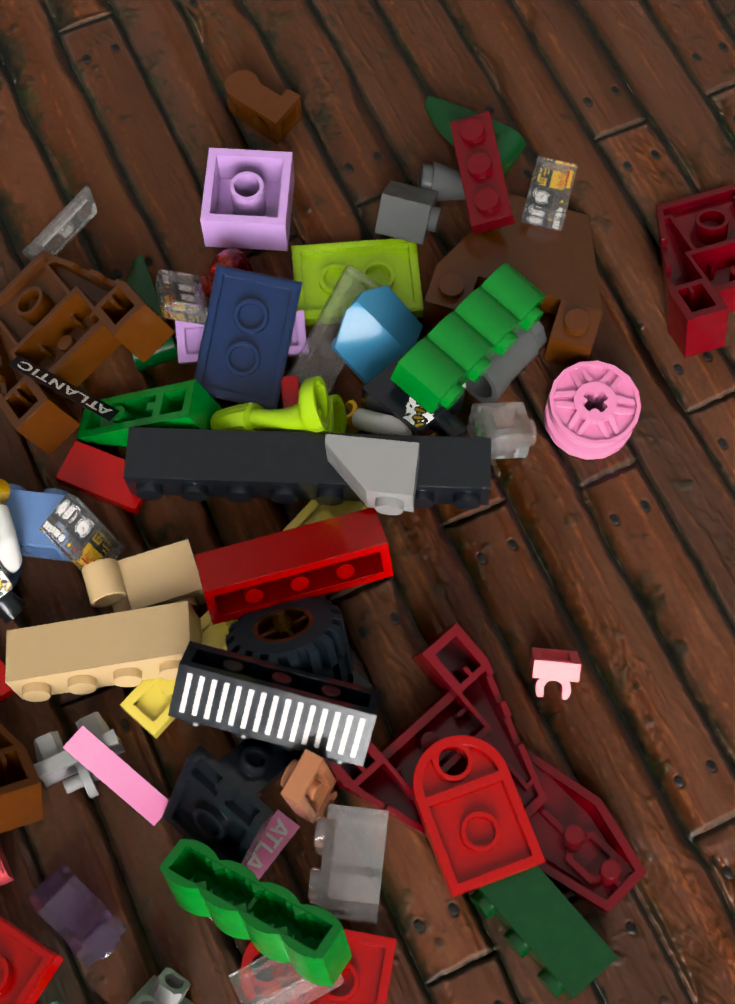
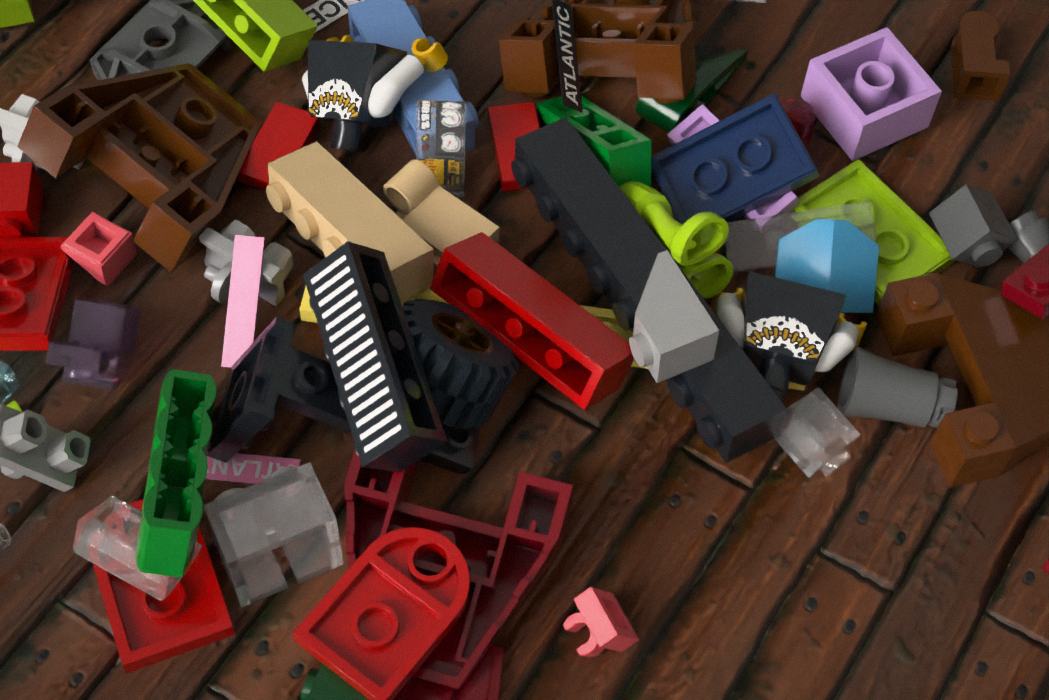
camera: 55 degrees right, 10 degrees down
(181, 297) = (725, 92): clear tile -> none
(308, 786) = (320, 437): nougat plate -> none
(468, 338) = (873, 327): green brick -> none
(592, 409) = (935, 504): bright pink wheel -> none

